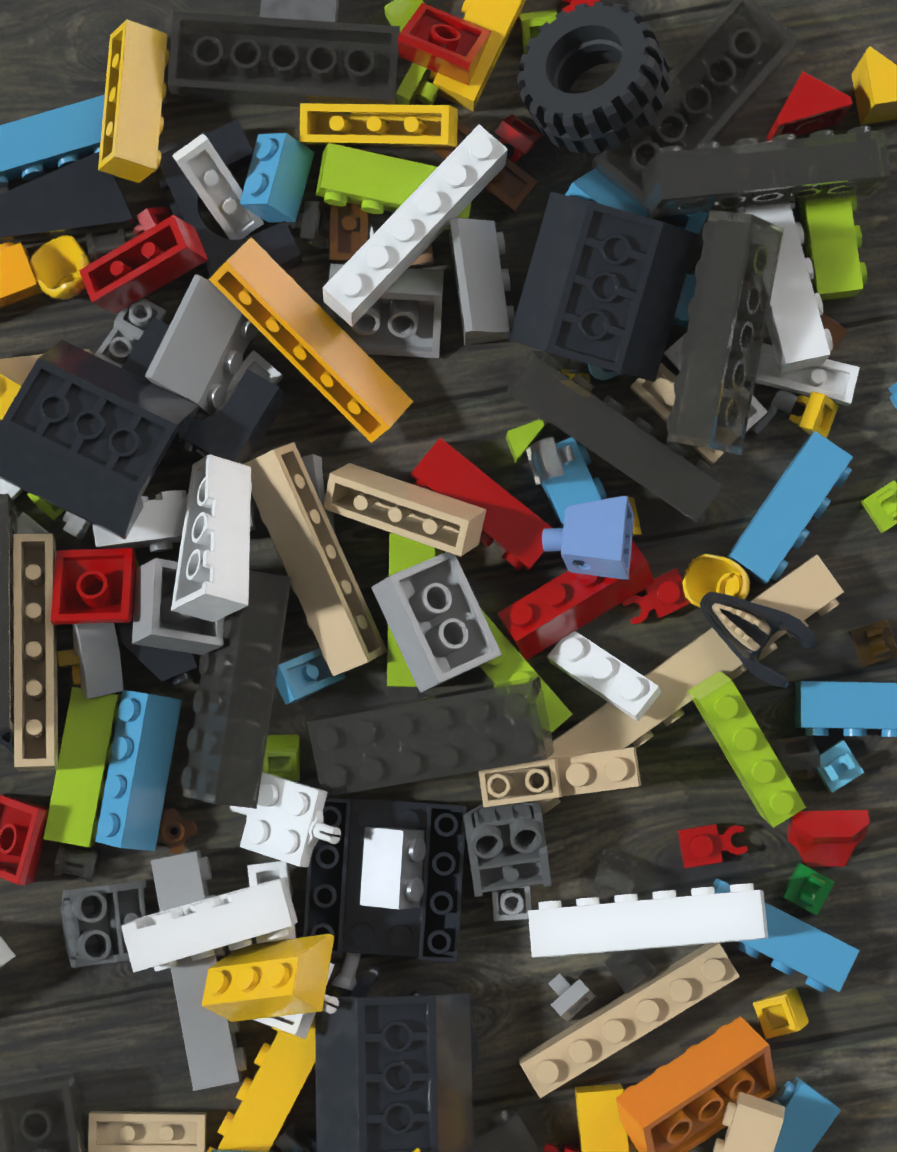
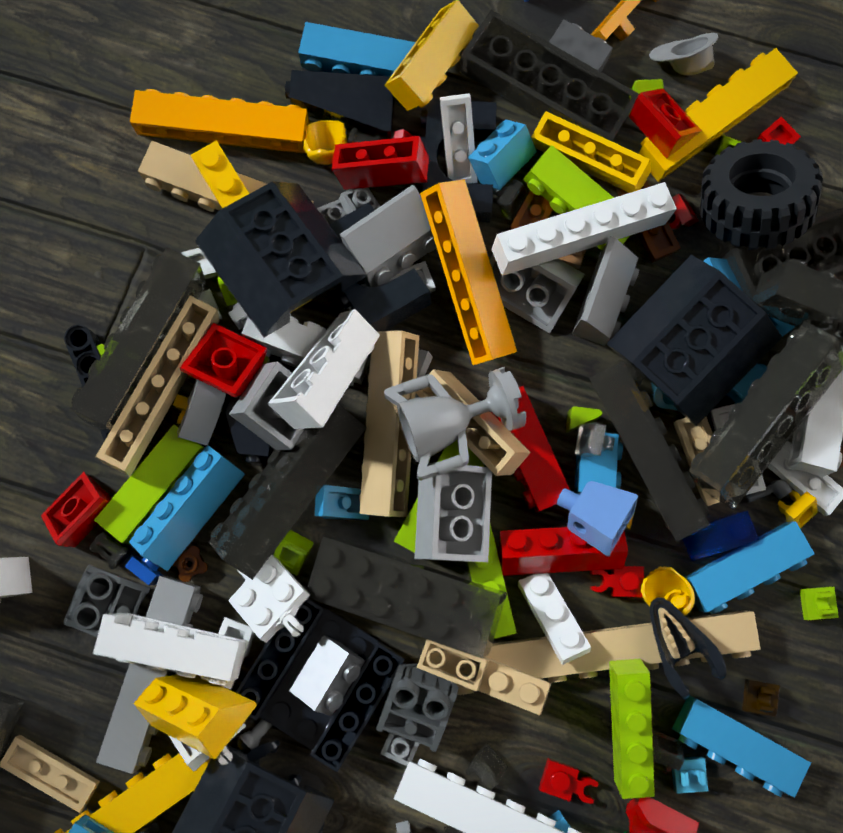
camera: 30 degrees right, 5 degrees down
(129, 862) = (144, 569): none -> blue plate
(369, 528) = (440, 420): none -> light grey piece
(416, 87) = (631, 140): lime tile -> none
(743, 489) = (721, 535): none -> clear blue slope

